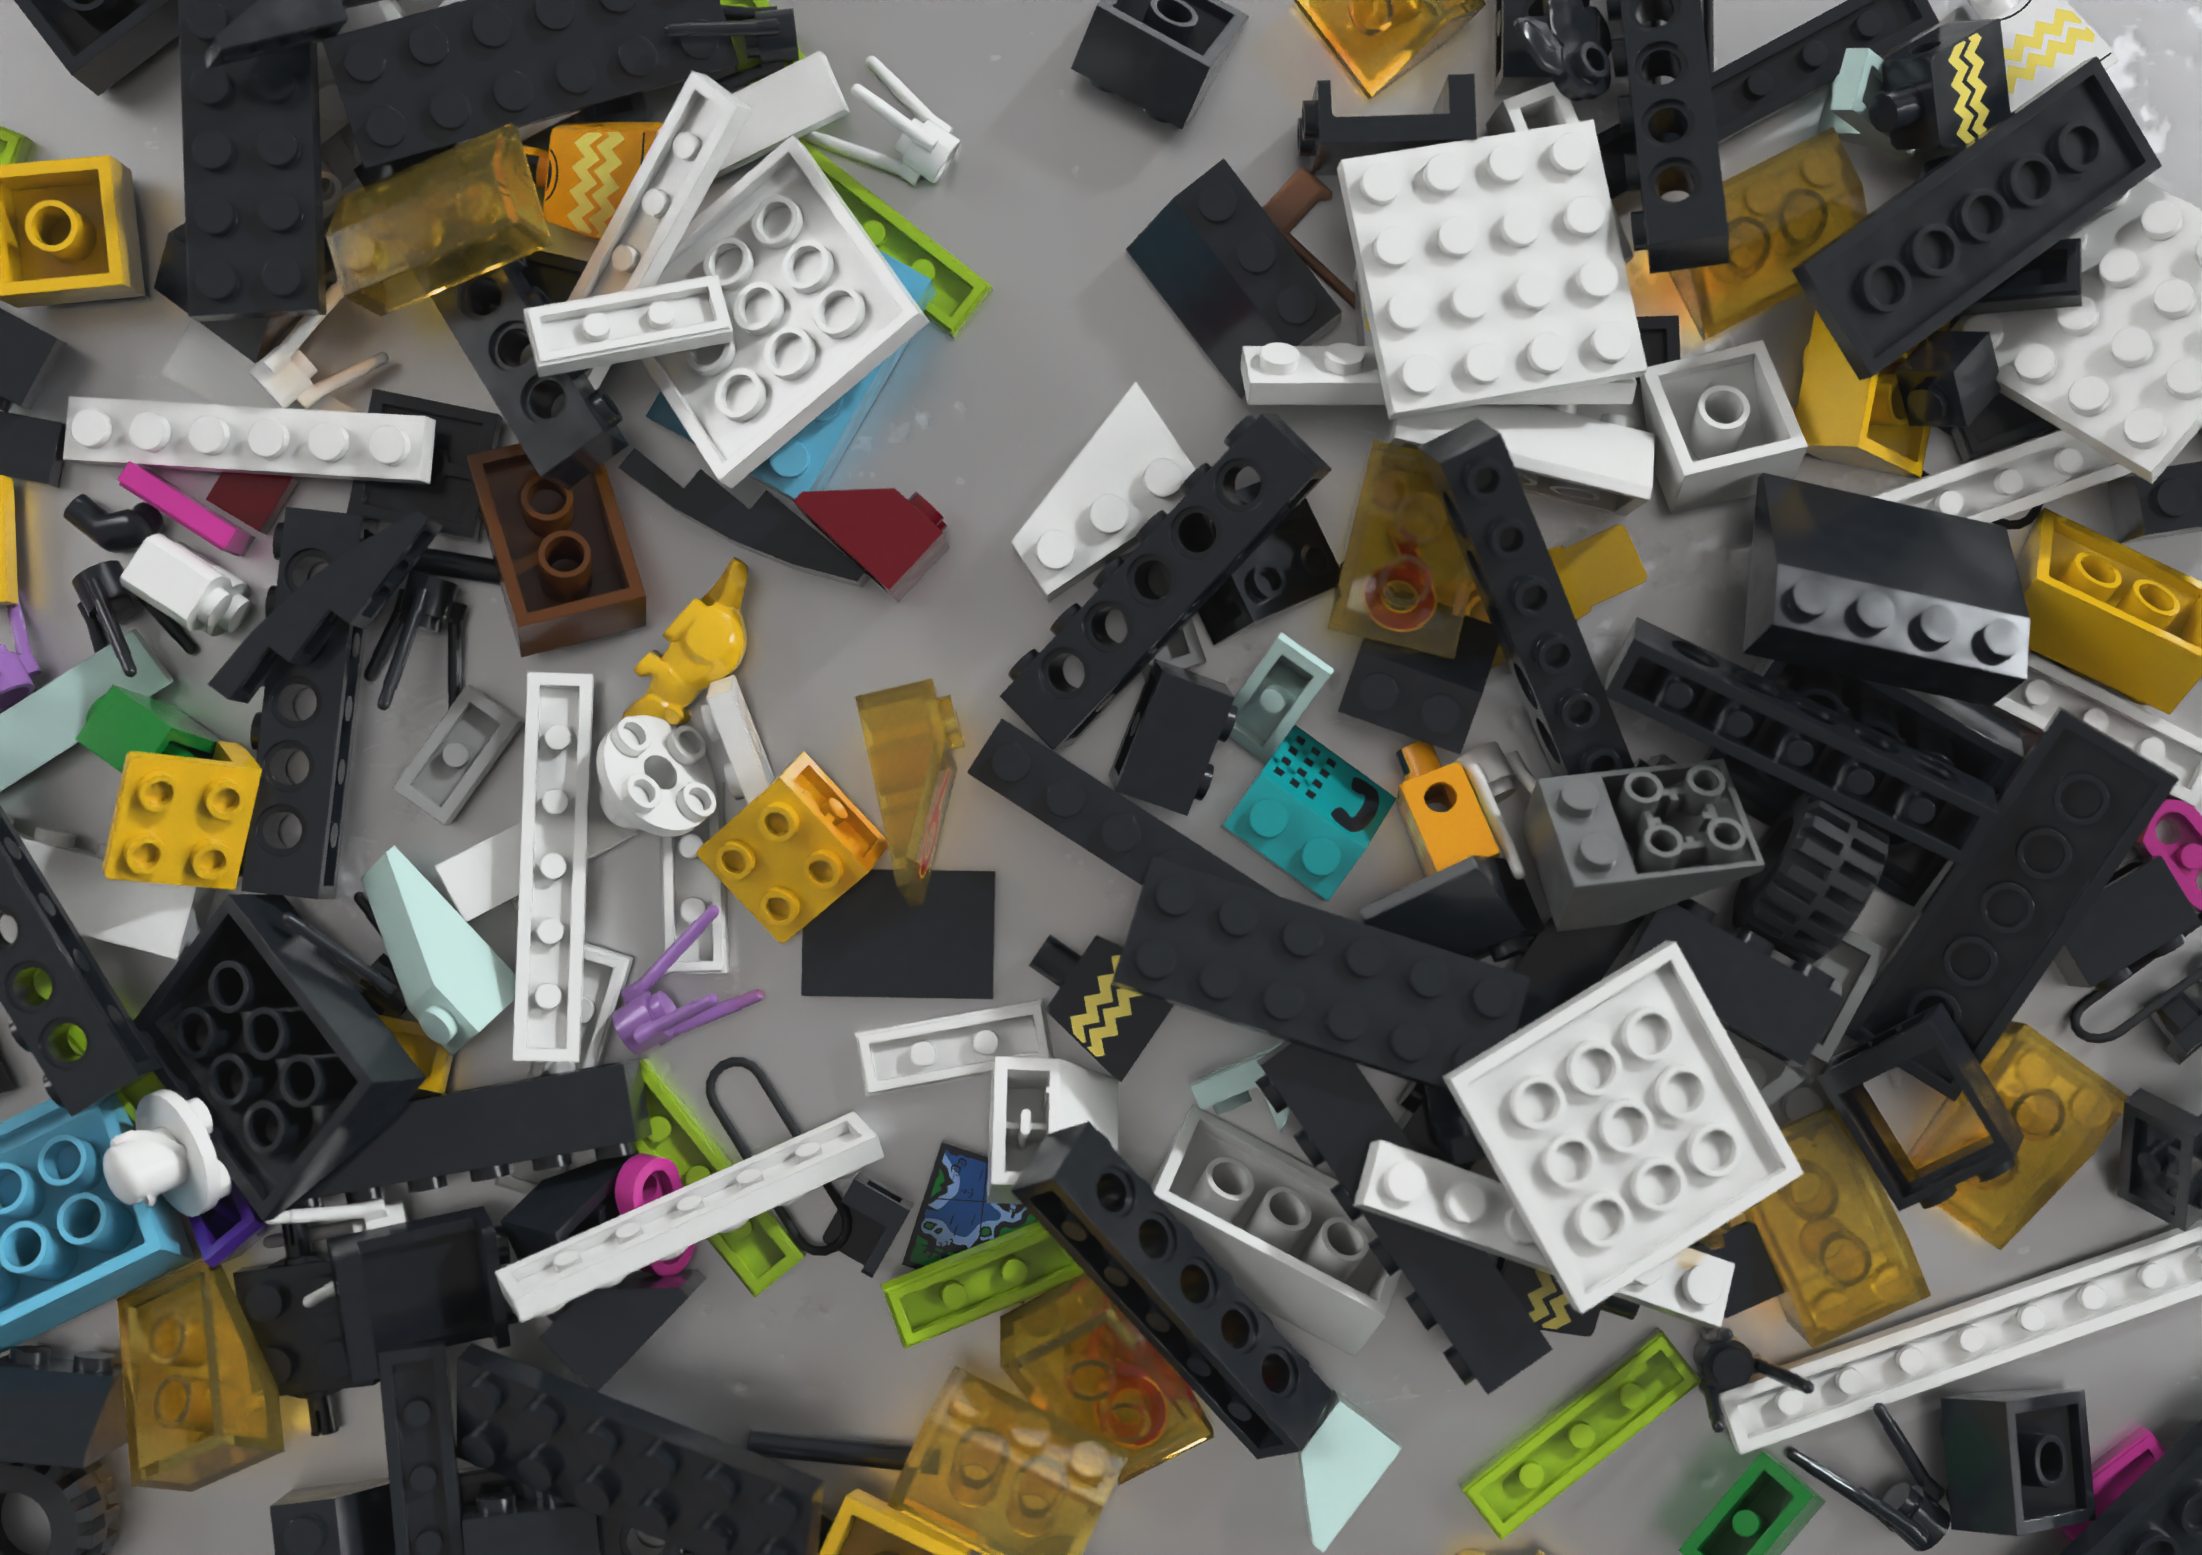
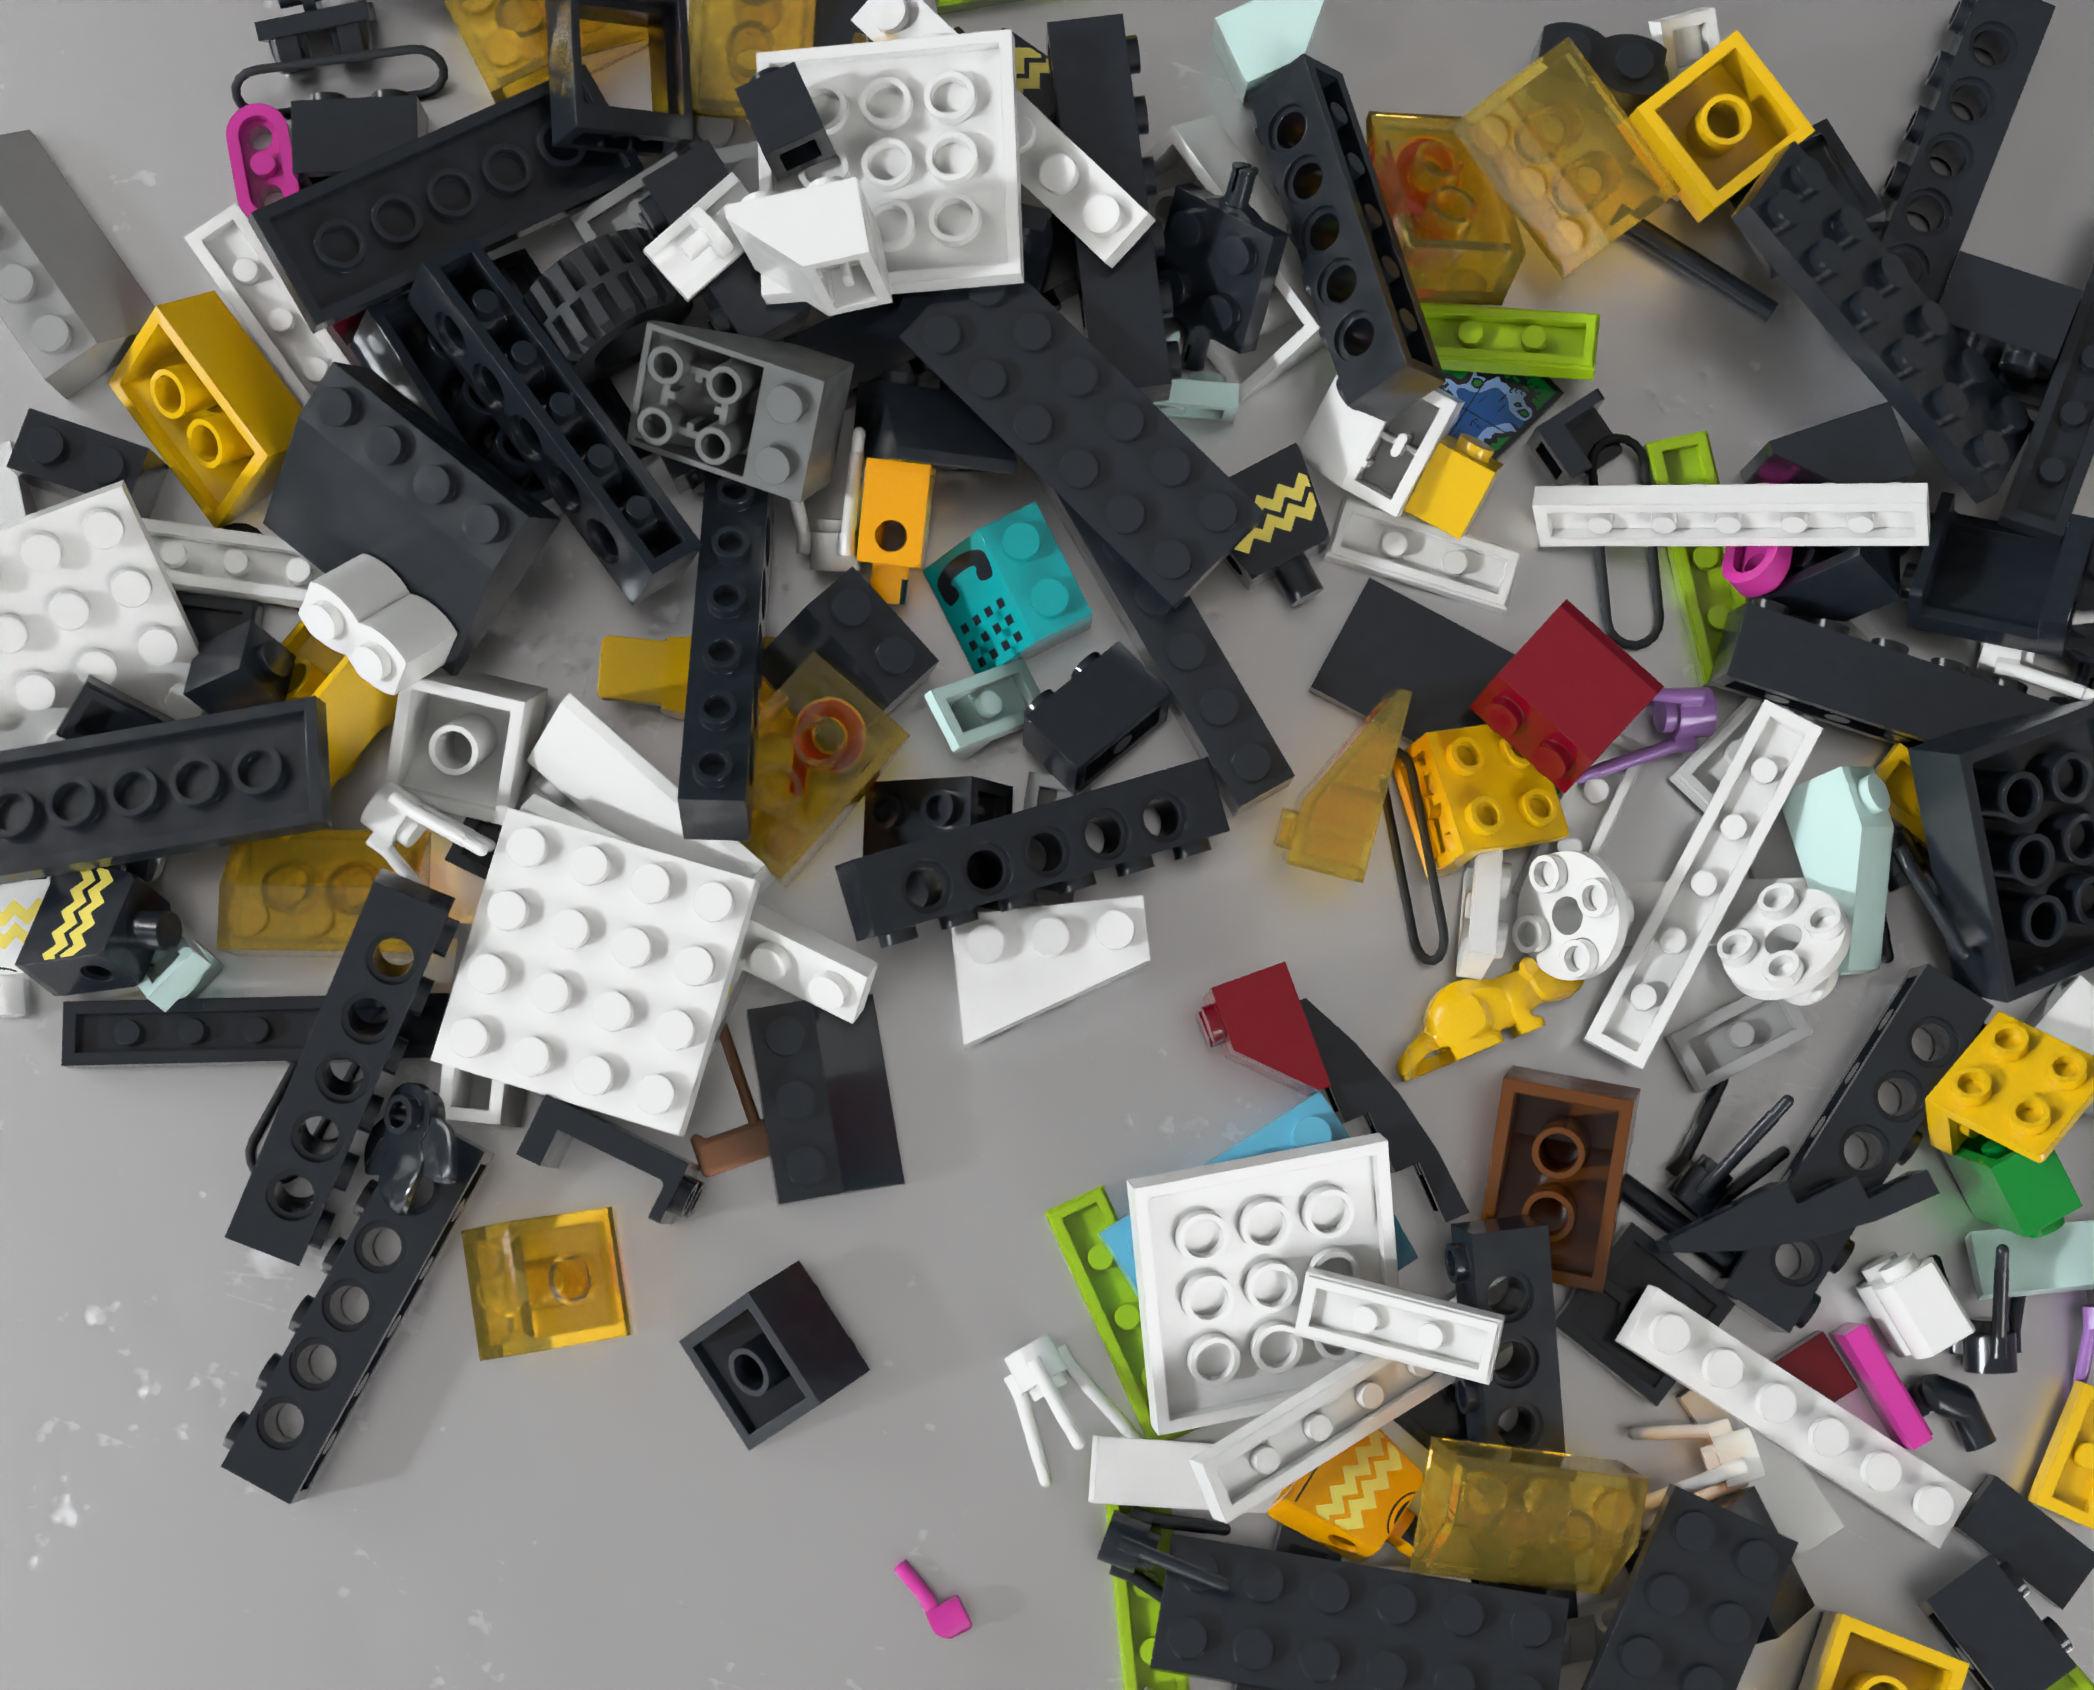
camera: 155 degrees left, 5 degrees down
(451, 844) = (1787, 945): none -> white plate
(758, 965) = (1566, 696): none -> dark red slope
(809, 763) = (1429, 862): none -> black piece
(958, 1120) = (1454, 484): none -> yellow brick
(1276, 1208) = (1219, 265): none -> black plate
(1646, 1006) = (816, 243): none -> white slope
(1734, 320) = (403, 818): none -> white plant
(1743, 1113) = (784, 120): none -> black brick
(1751, 968) = (699, 241): none -> white hips
(1854, 474) = (377, 623): none -> white brick

